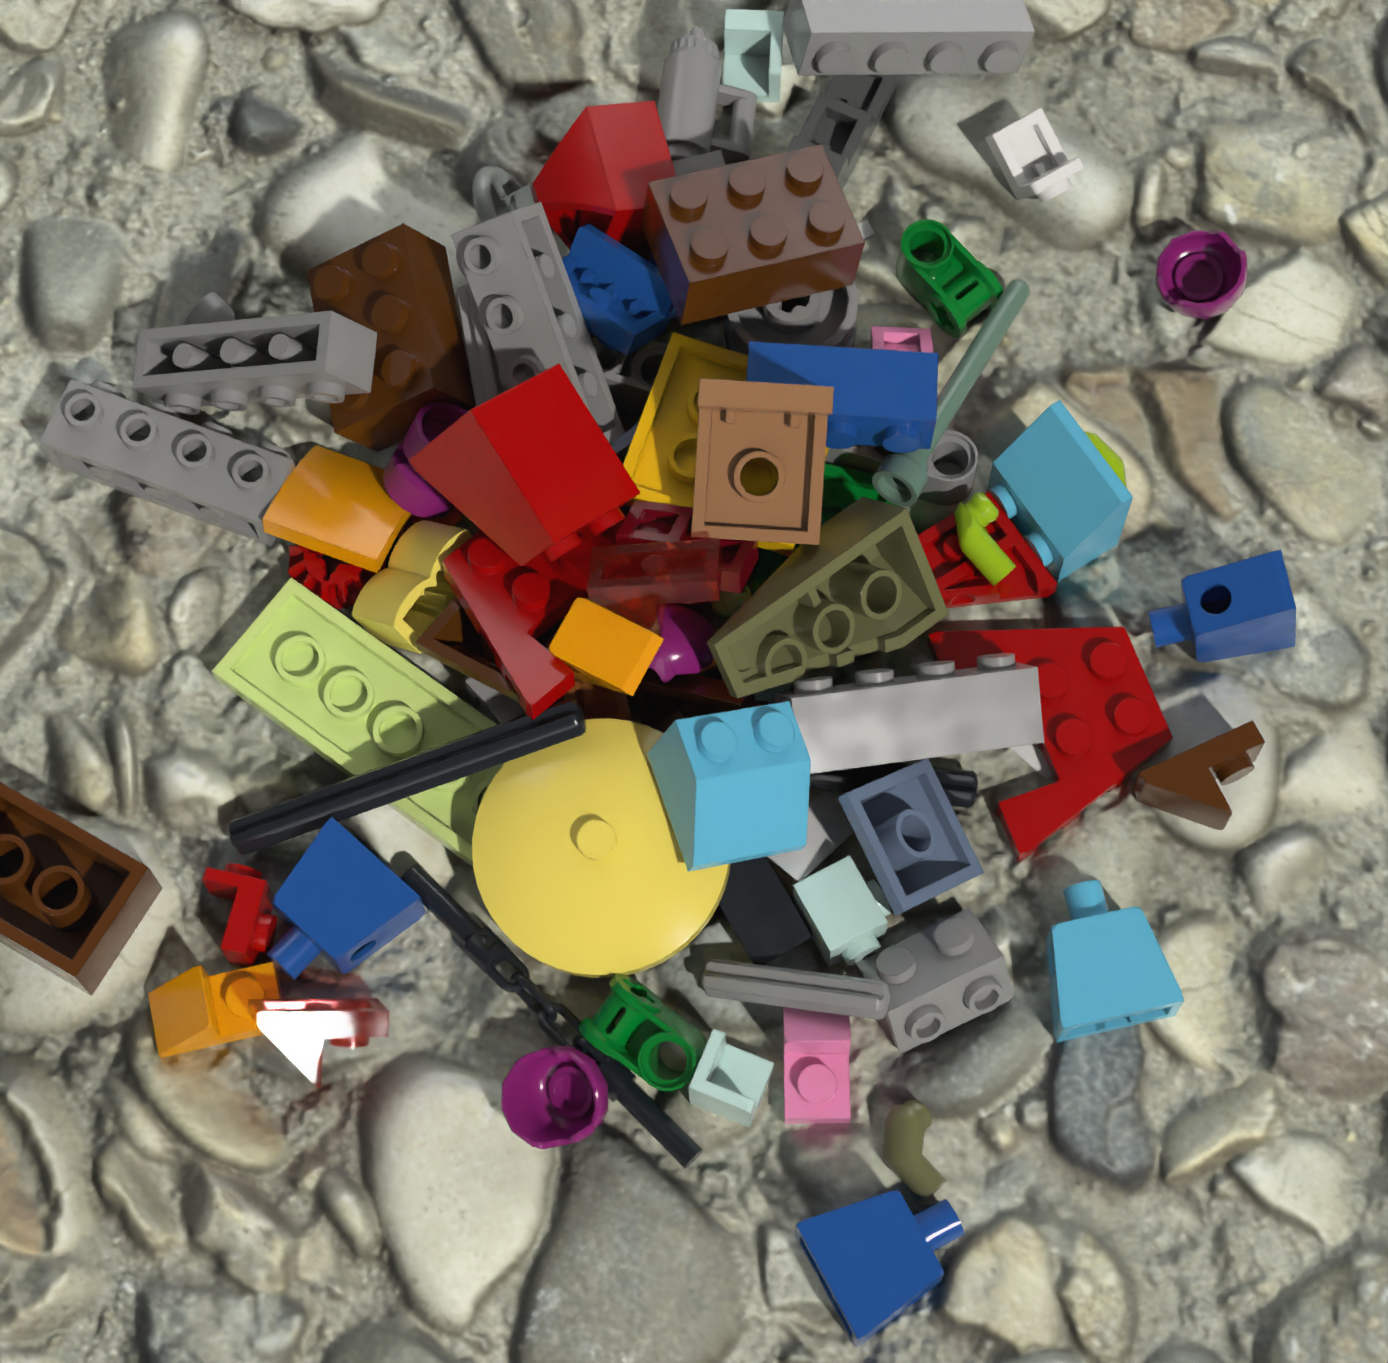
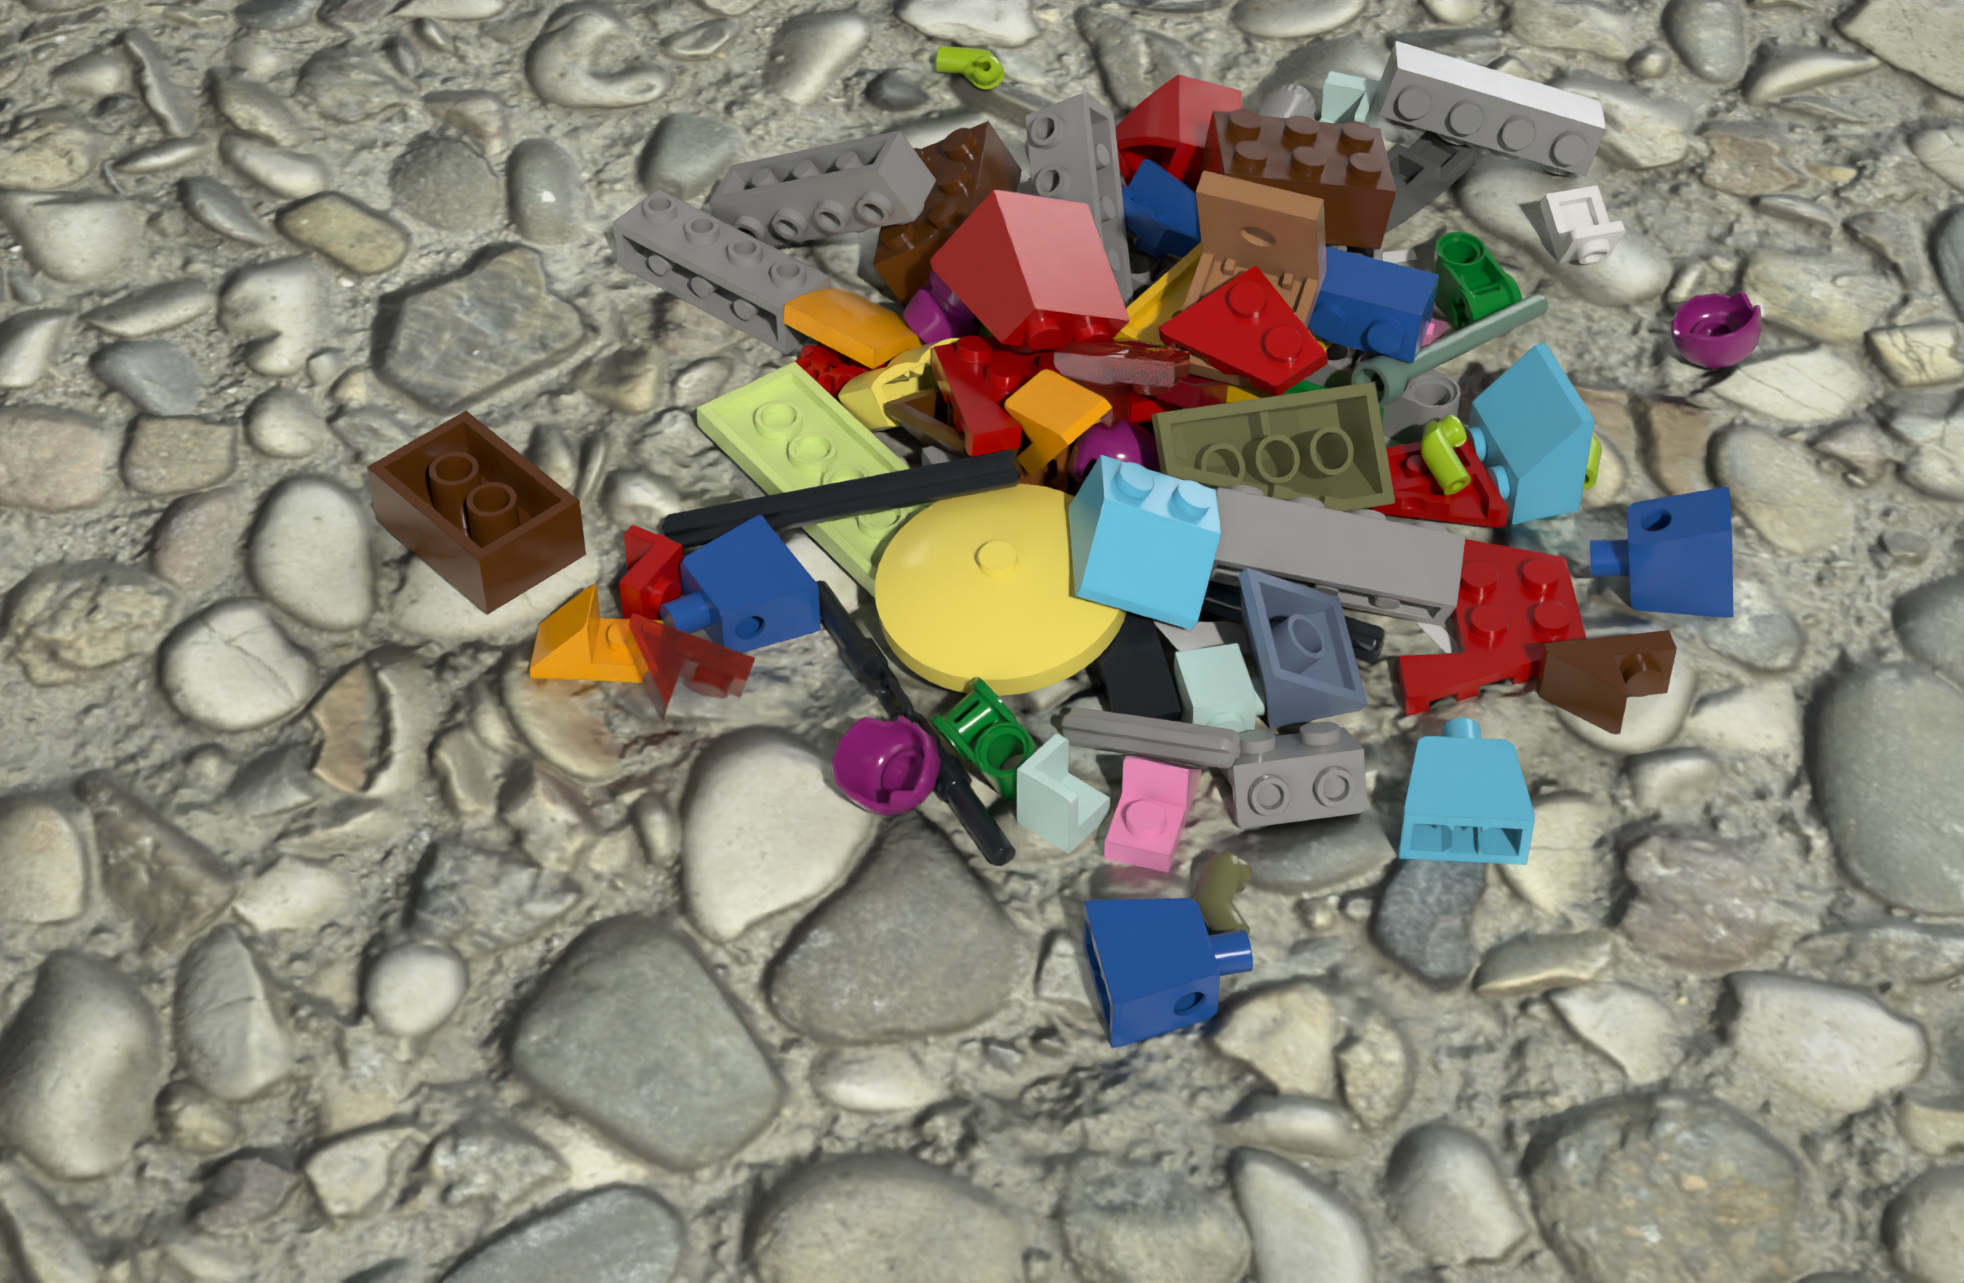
camera: 15 degrees right, 25 degrees down
(338, 69) = (975, 64): none -> lime arm
(772, 500) = (1248, 333): none -> red wing

